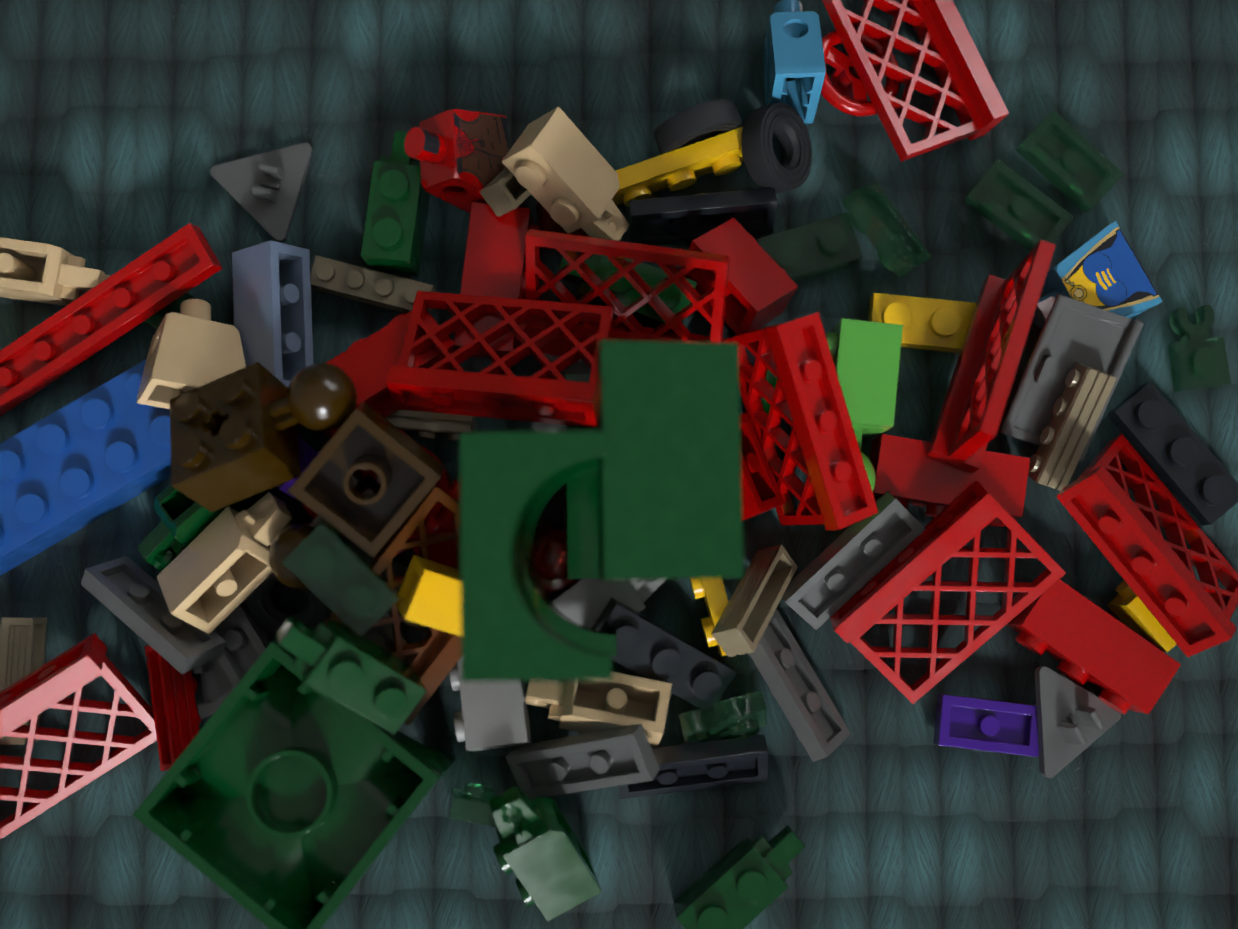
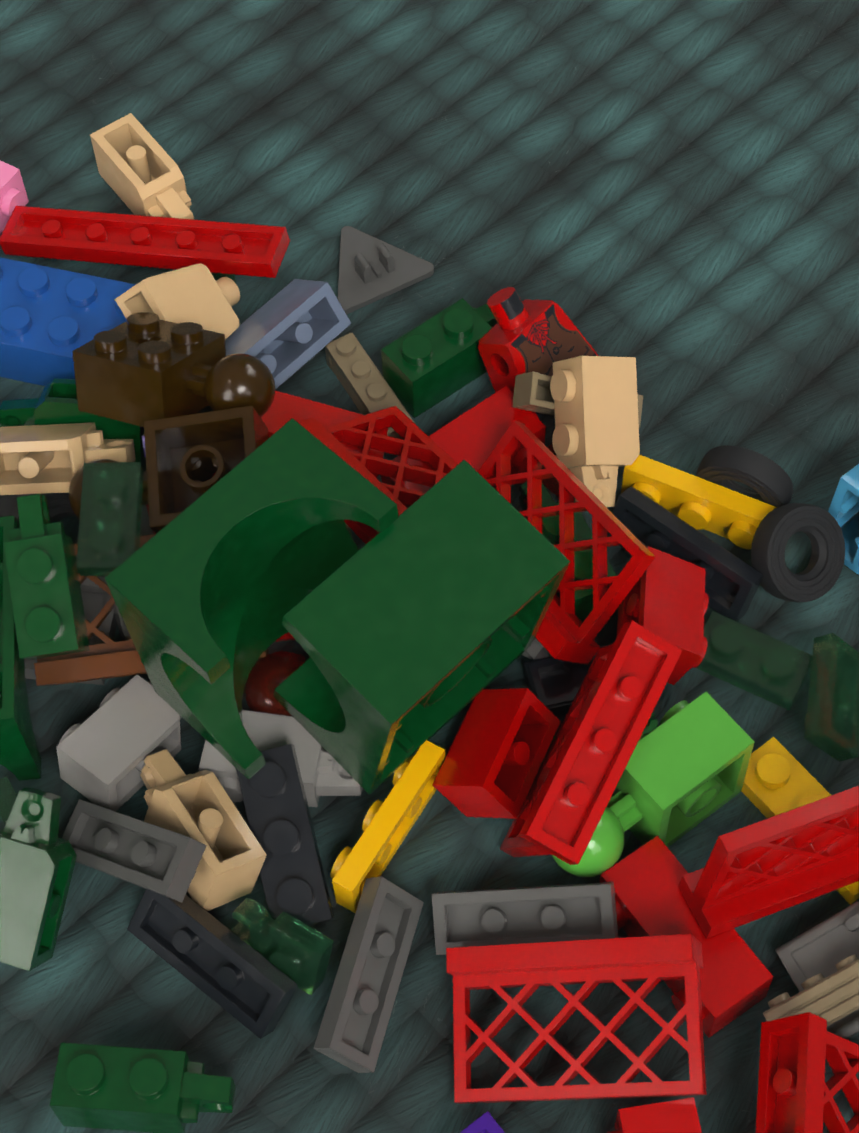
camera: 50 degrees right, 25 degrees down
(754, 601) = (406, 860): dark tan piece -> none

